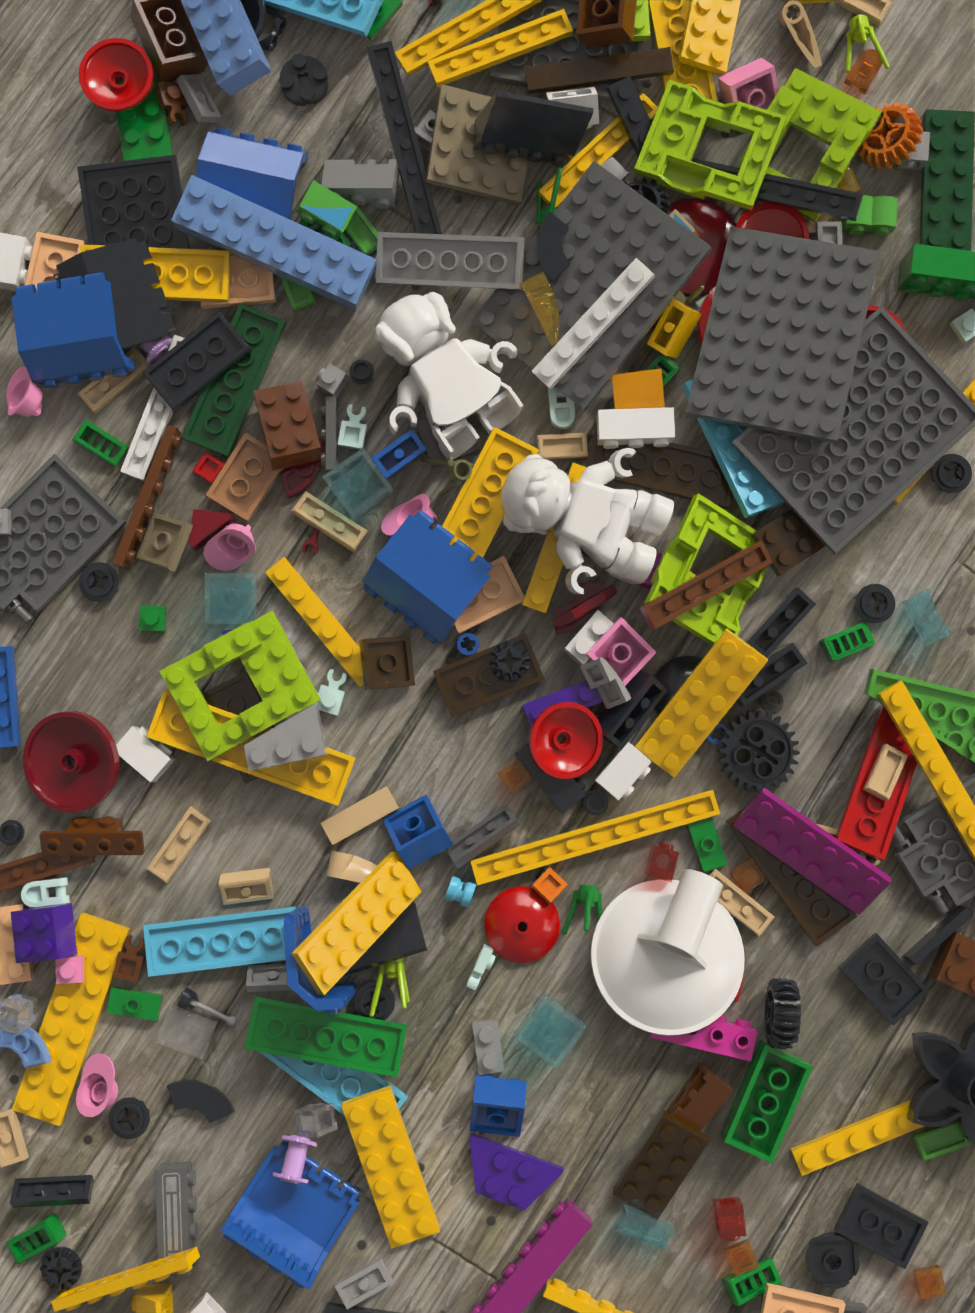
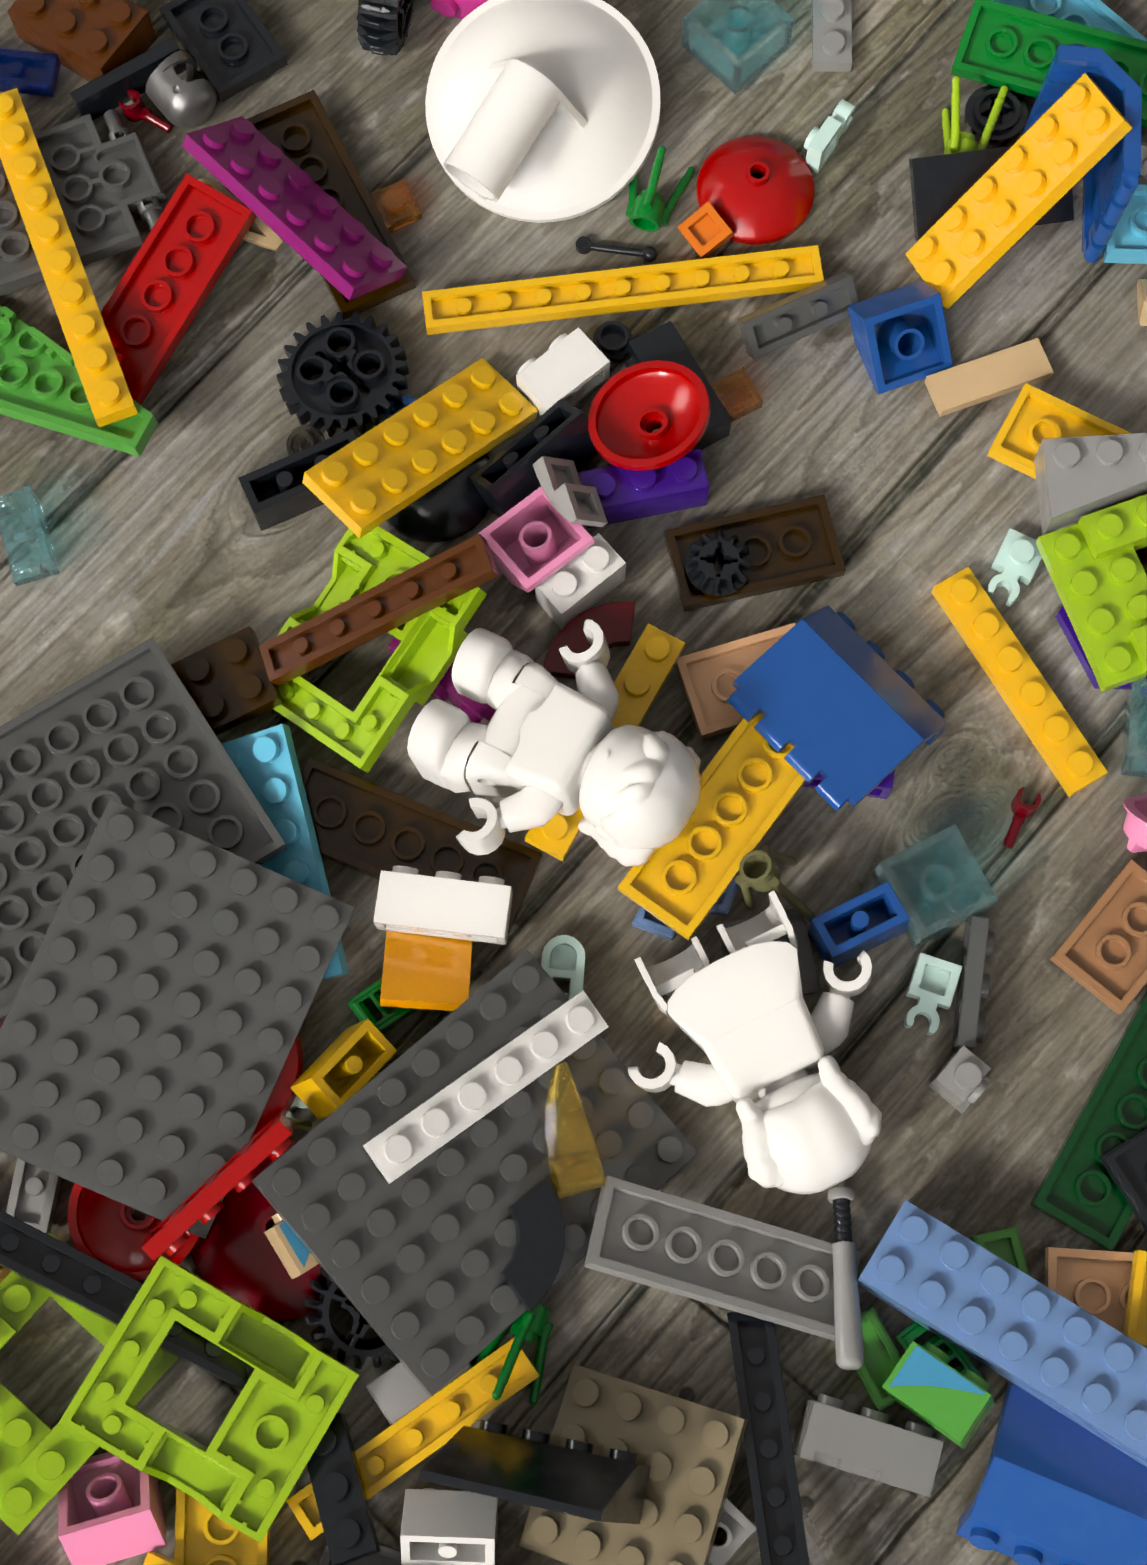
camera: 170 degrees left, 10 degrees down
(287, 425) = (1049, 1006): reddish brown brick -> none
(300, 477) = (1022, 939): dark red tile -> none
(329, 521) = (990, 841): tan tile -> none
(348, 867) = (1013, 297): tan piece -> none
(361, 371) = (904, 1093): black plate -> none
(380, 248) = (846, 1291): none -> light grey piece
(387, 662) = (919, 592): dark brown plate -> none
(399, 514) = (857, 828): bright pink piece -> none
(460, 892) = (845, 241): medium azure wheel -> none
(472, 637) = (789, 599): blue bush -> none
(563, 446) = (572, 908): tan tile -> none
(585, 606) = (568, 631): dark red tile -> none
(624, 867) = (584, 246): none -> black hinge
(667, 872) = (530, 223): clear red brick -> none
(707, 844) = (449, 253): green plate -> none
(729, 245) = (205, 1200): none -> red plate
(742, 905) = (422, 172): tan tile -> none
(780, 622) = (269, 554): black brick -> none
(830, 651) = (180, 529): green slope -> none
(880, 593) = (90, 561): black gear -> none
(885, 772) = (152, 302): tan tile -> none
(900, 927) = (184, 101): none -> flat silver helmet
(924, 917) = (139, 111): none -> dark red hand

